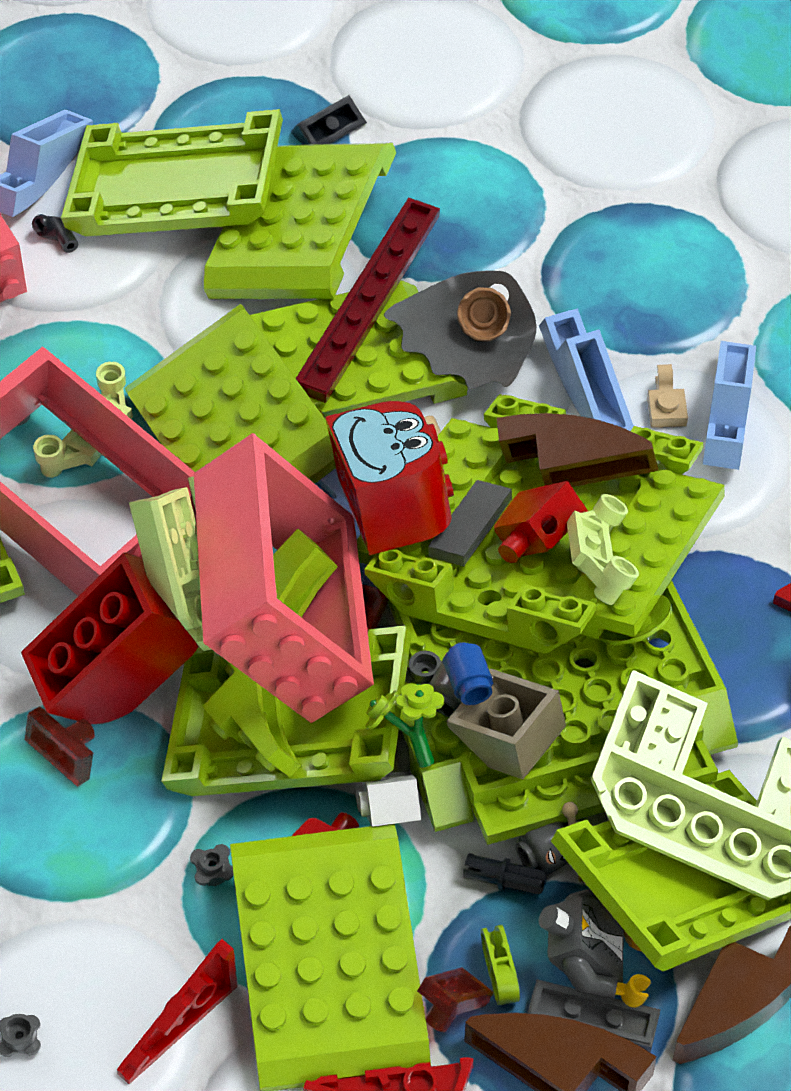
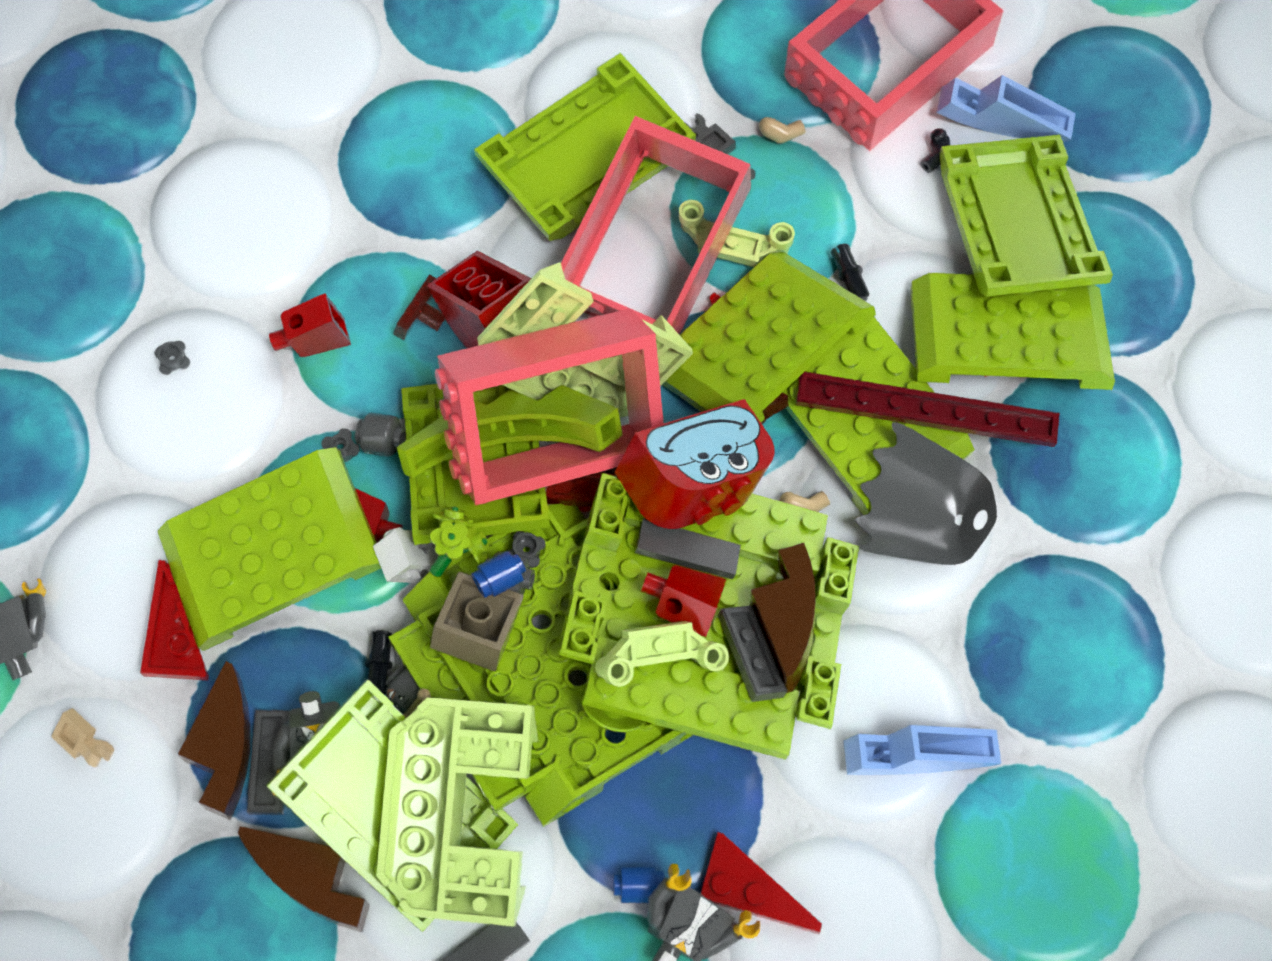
camera: 75 degrees right, 15 degrees up
(48, 856) = (311, 328): none -> red torso
(170, 336) = (850, 272): none -> black axle
(197, 997) = (206, 458): red wing -> none
(214, 814) = (379, 434): none -> dark grey head
(330, 123) = (1147, 331): black slope -> none
(452, 995) = (254, 648): clear red tile -> none
(483, 314) = (947, 512): medium nougat hair -> none
(500, 965) = (294, 679): lime piece -> none
(585, 368) = (911, 618): light blue slope -> none
(625, 485) = (752, 653): none -> dark grey tile
(665, 404) = (911, 698): tan plate -> none

